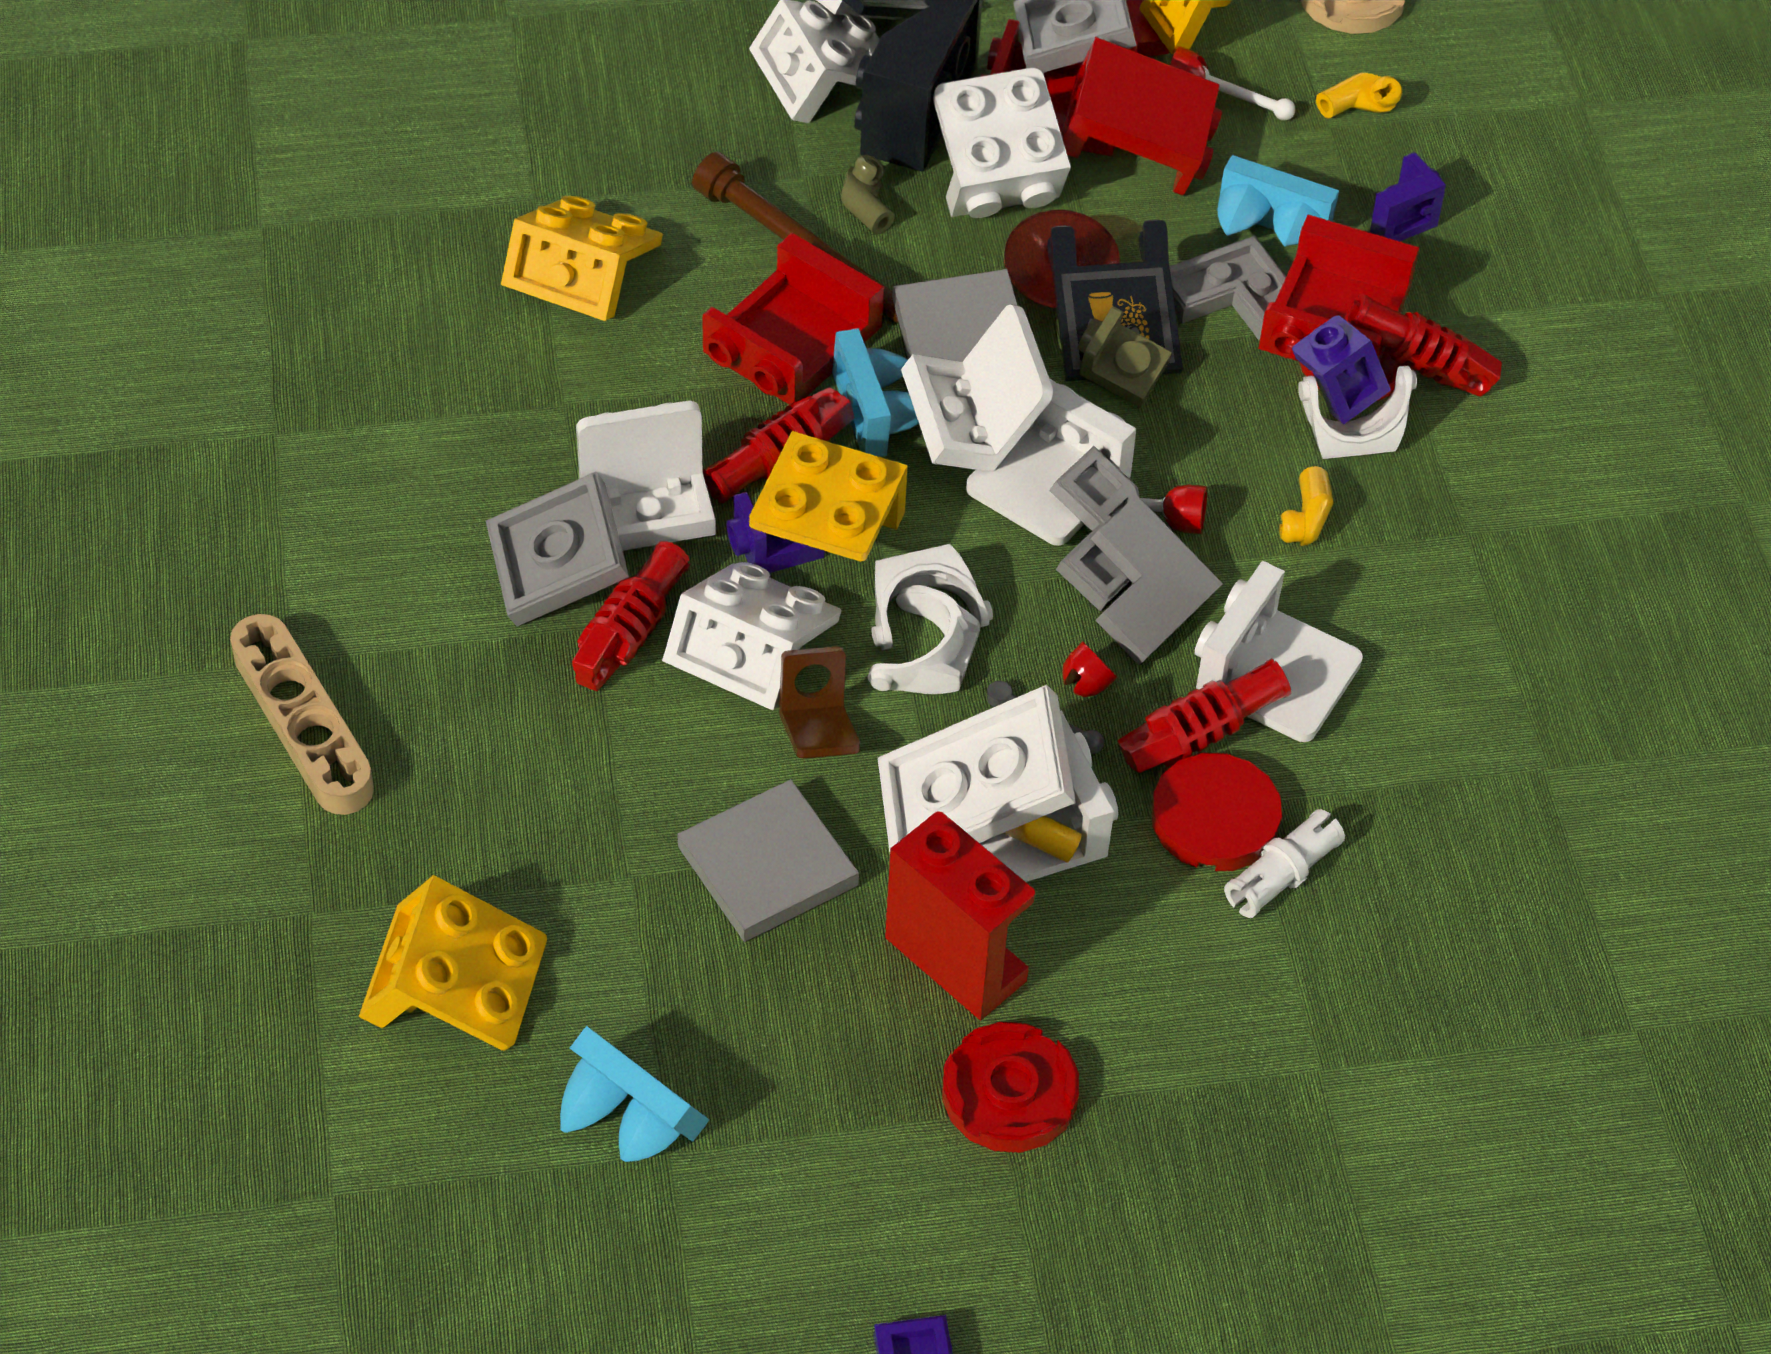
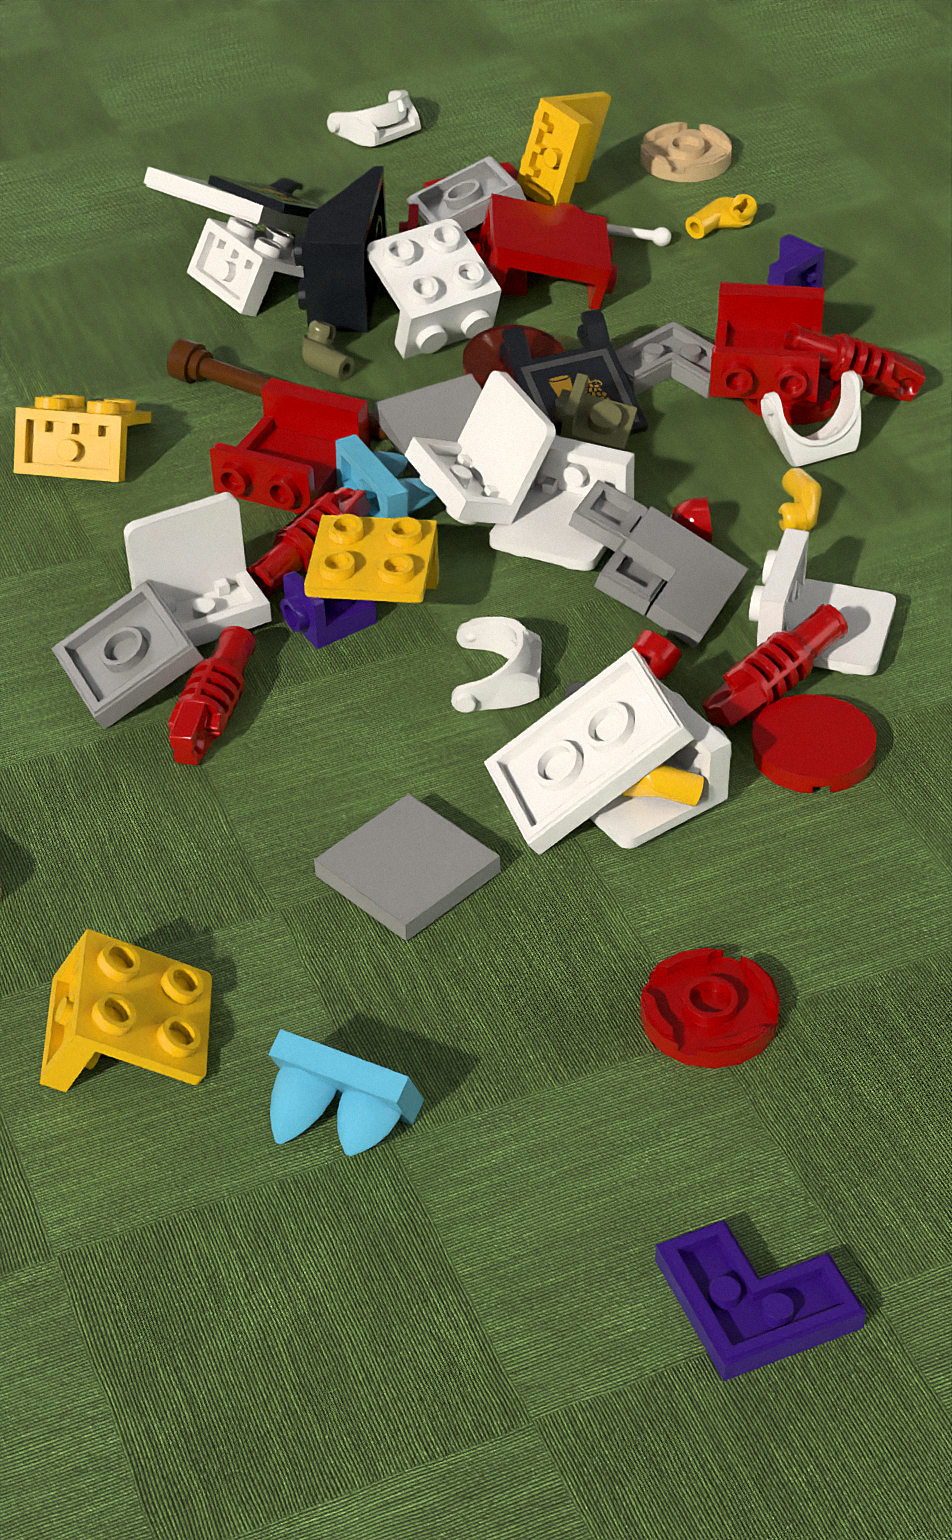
camera: 10 degrees left, 10 degrees down
(740, 625) = (325, 687): white bracket -> none
(816, 720) = (416, 742): reddish brown bracket -> none
(928, 567) = (482, 600): white helmet -> none
(954, 912) = (613, 856): red panel -> none
(1271, 199) = (678, 291): medium azure tile -> none
(1284, 863) = (893, 770): white pin -> none
(1343, 367) = (799, 380): dark purple bracket -> none

